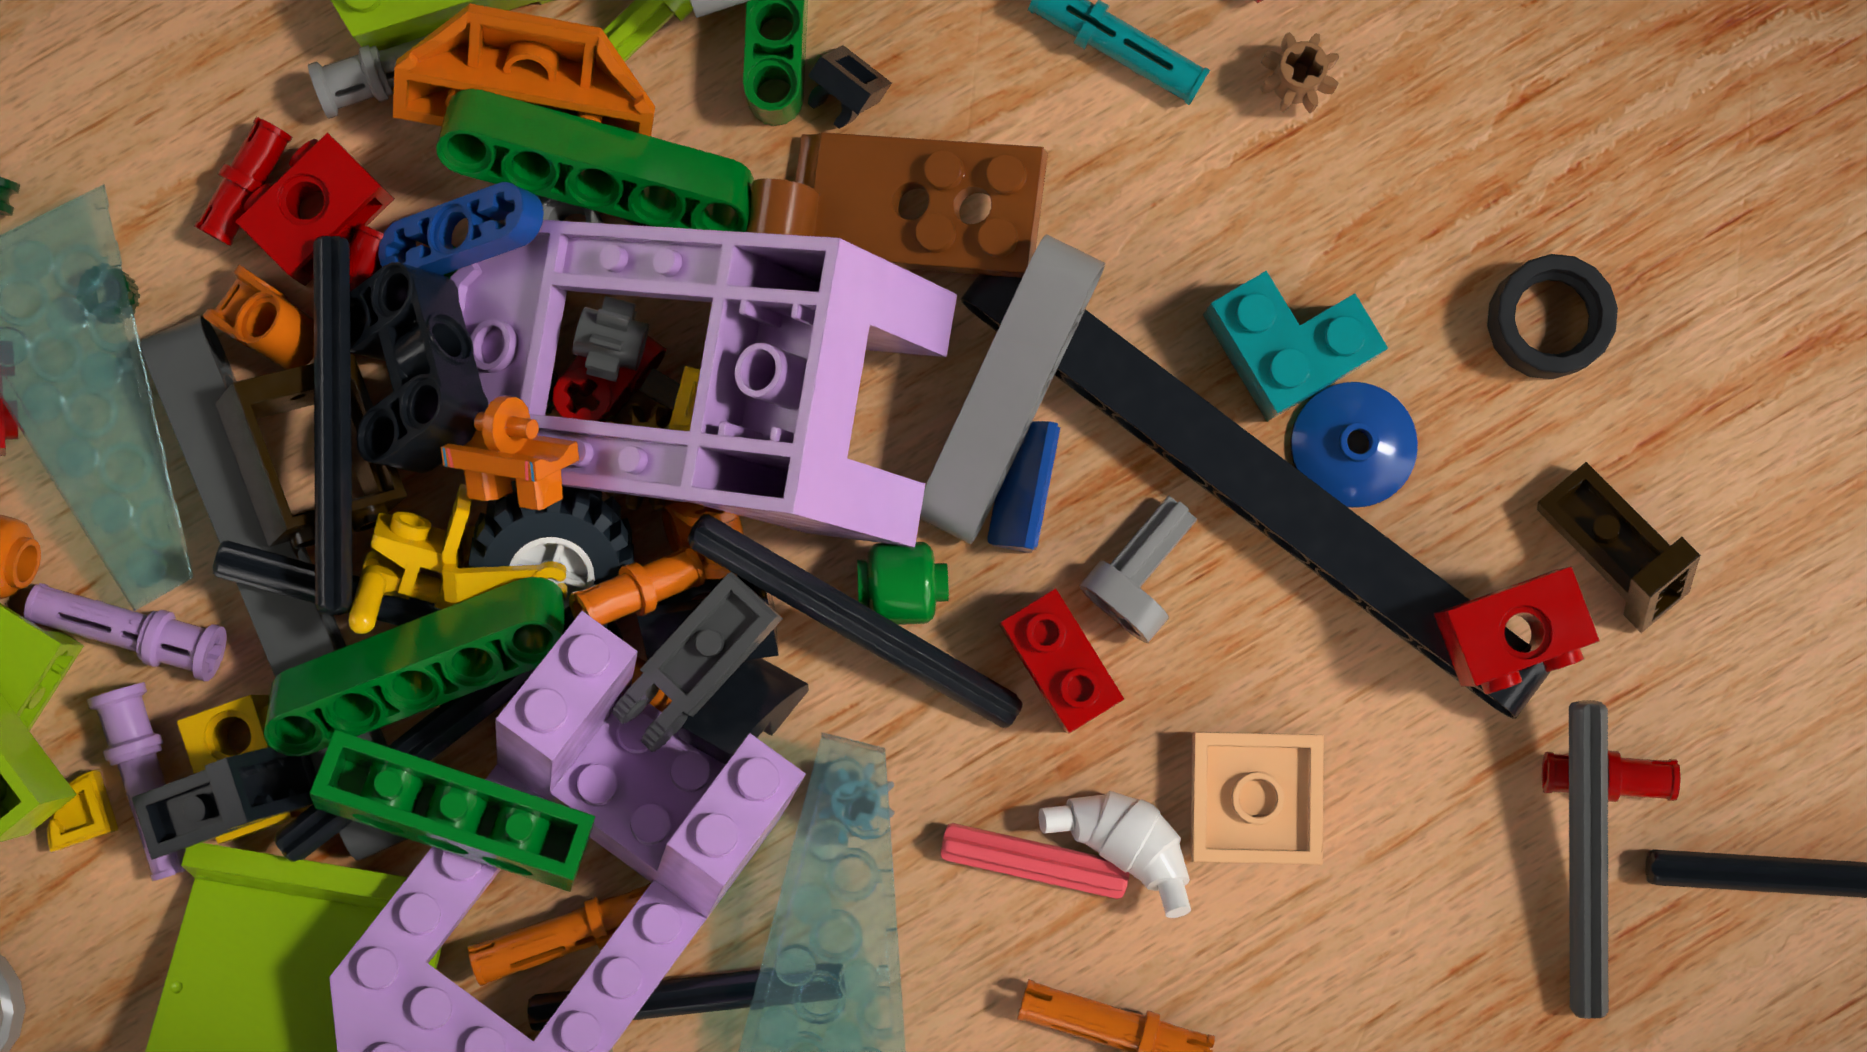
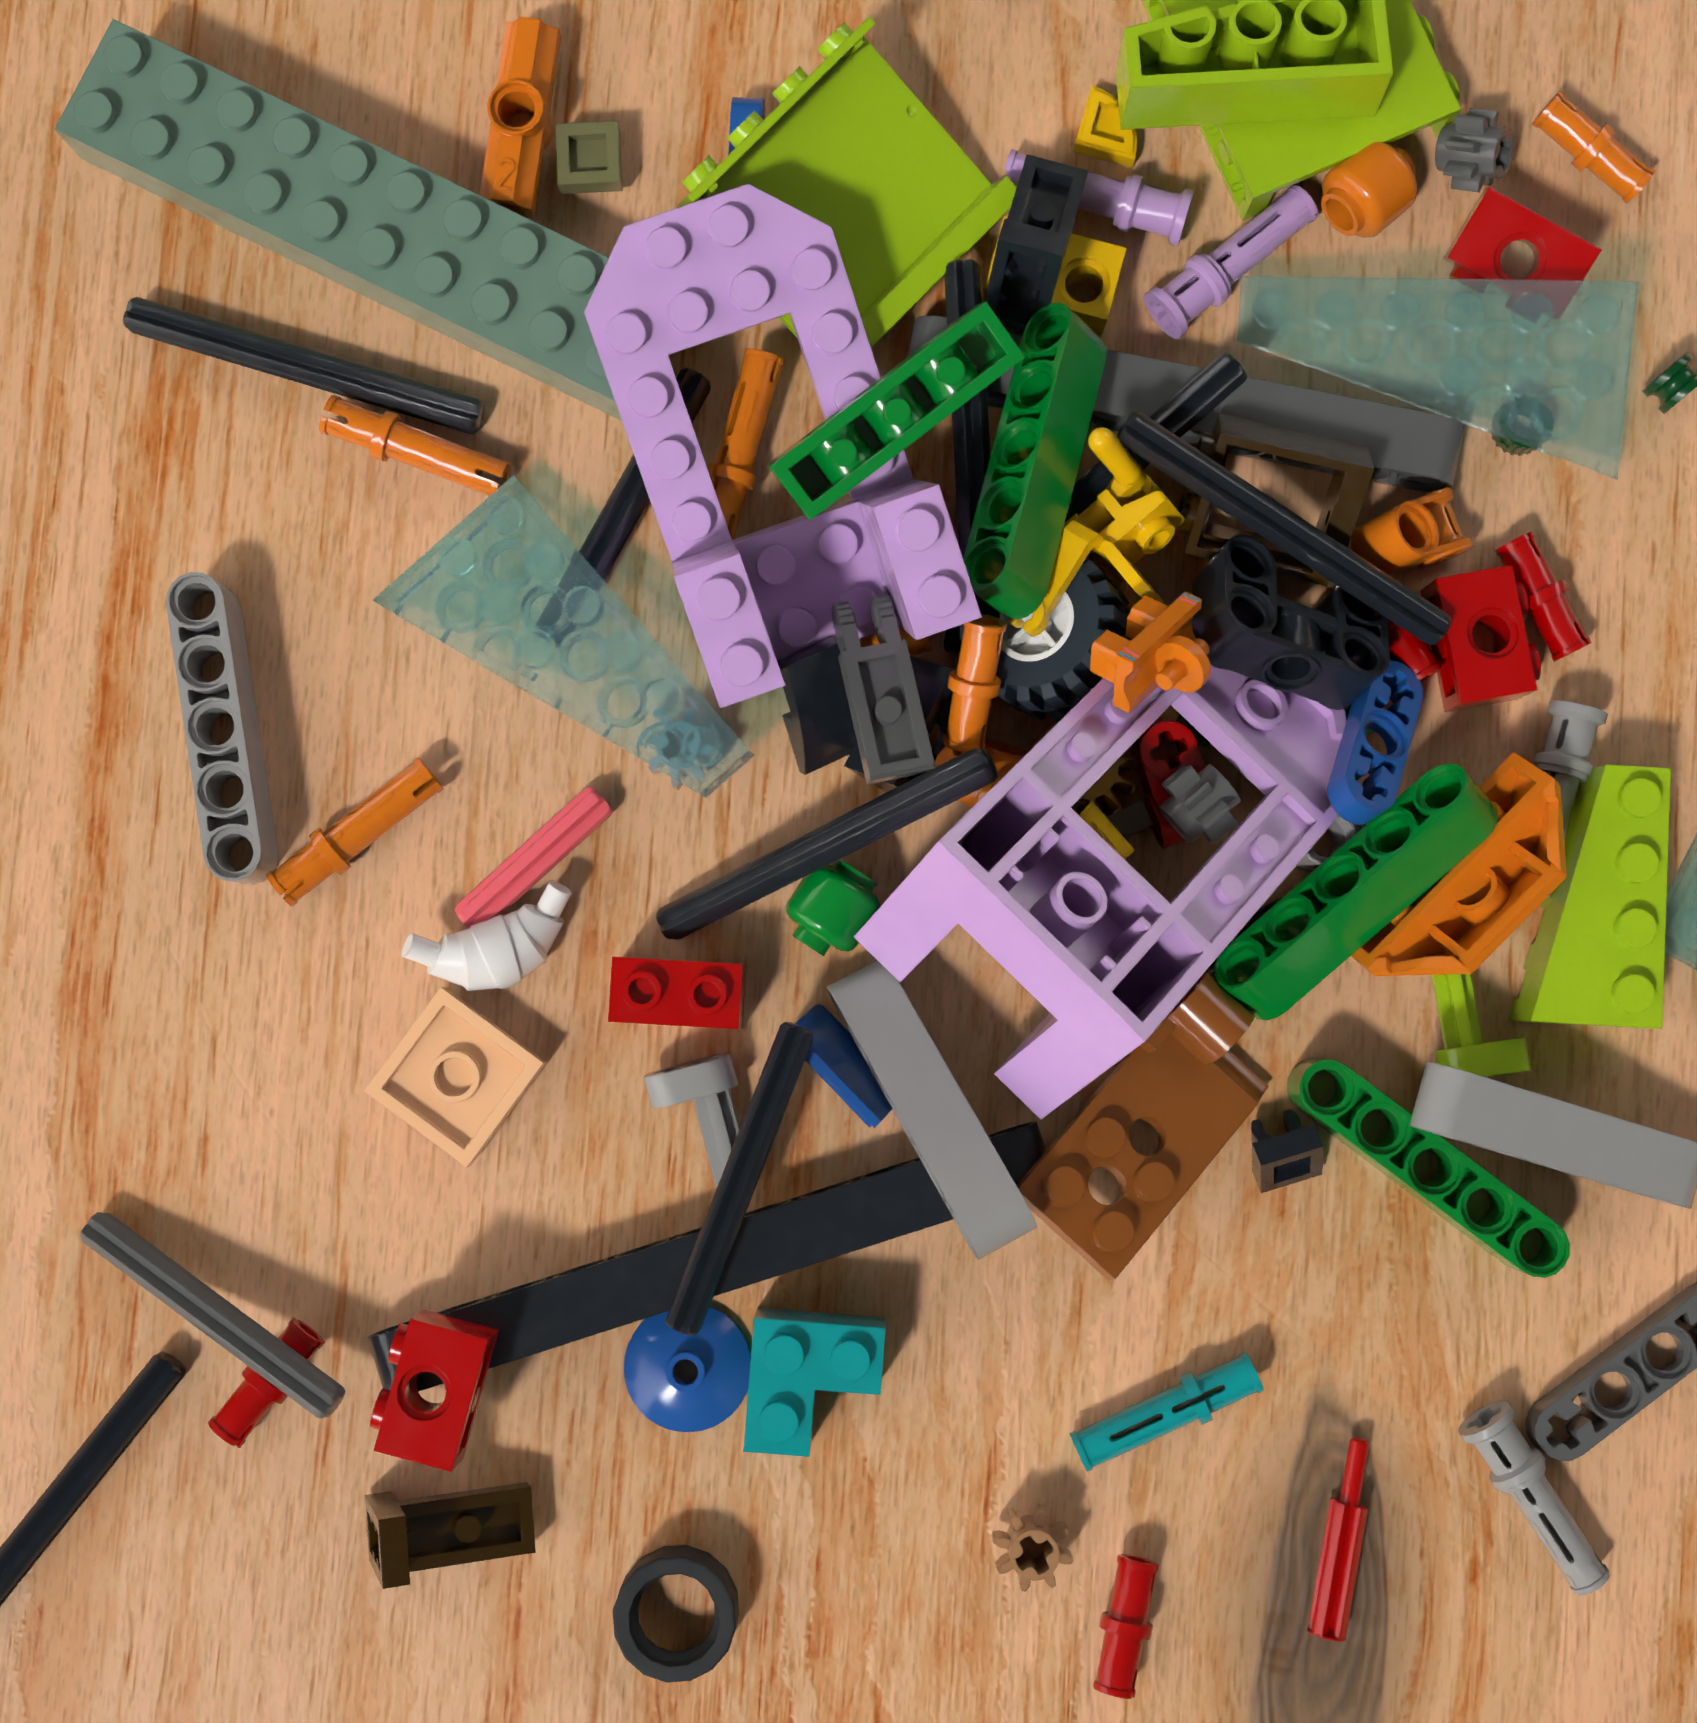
camera: 130 degrees right, 0 degrees up
(1174, 502) = (739, 1178): none -> black axle

